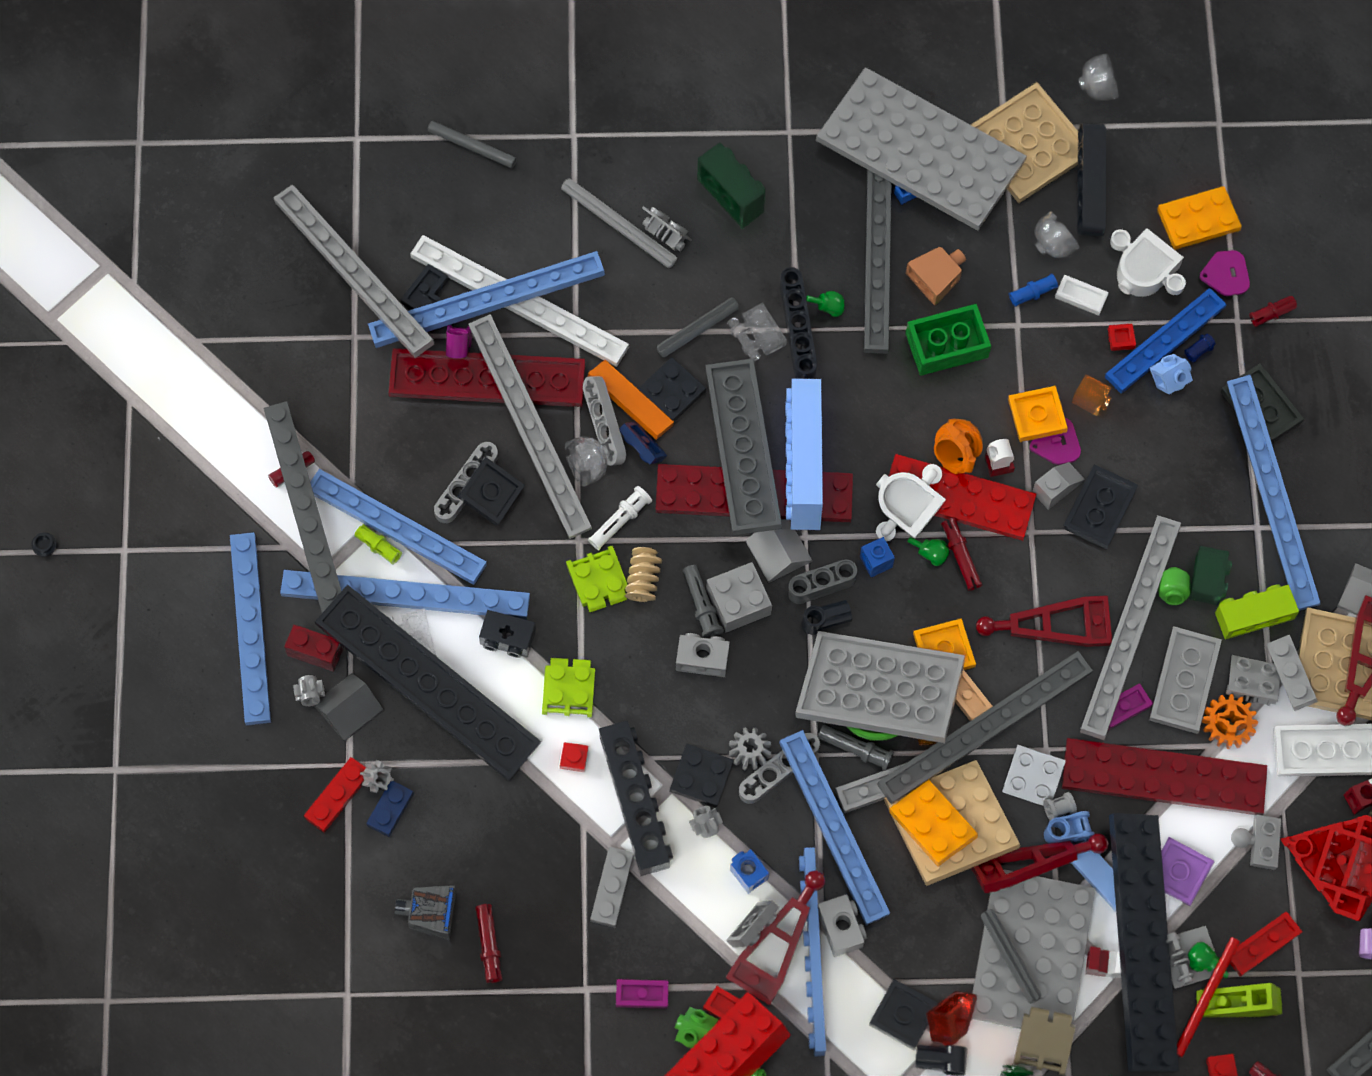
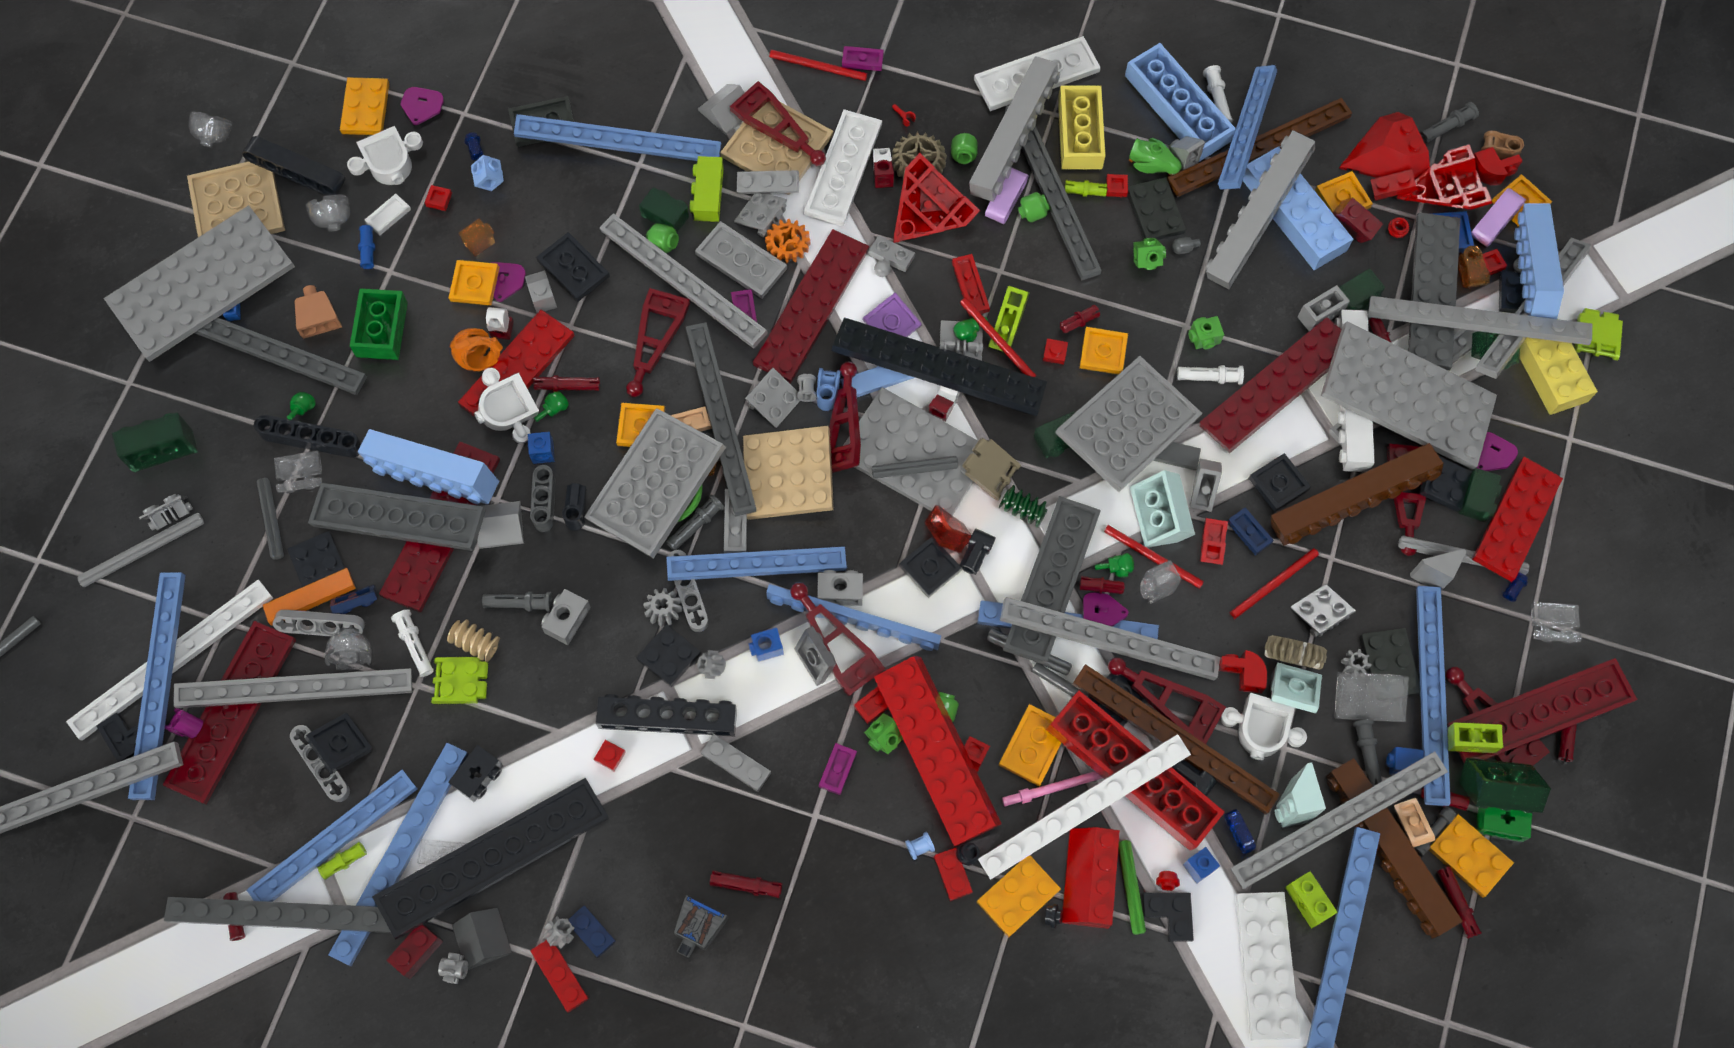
camera: 70 degrees left, 0 degrees up
(250, 629) = (369, 1005): medium blue plate -> none
(568, 687) = (545, 738): lime plate -> none
(739, 597) = (527, 568): light grey brick -> none
(933, 823) = (785, 484): light orange plate -> none
(1165, 340) = (456, 168): blue plate -> none
(1273, 311) = (468, 84): dark red axle -> none

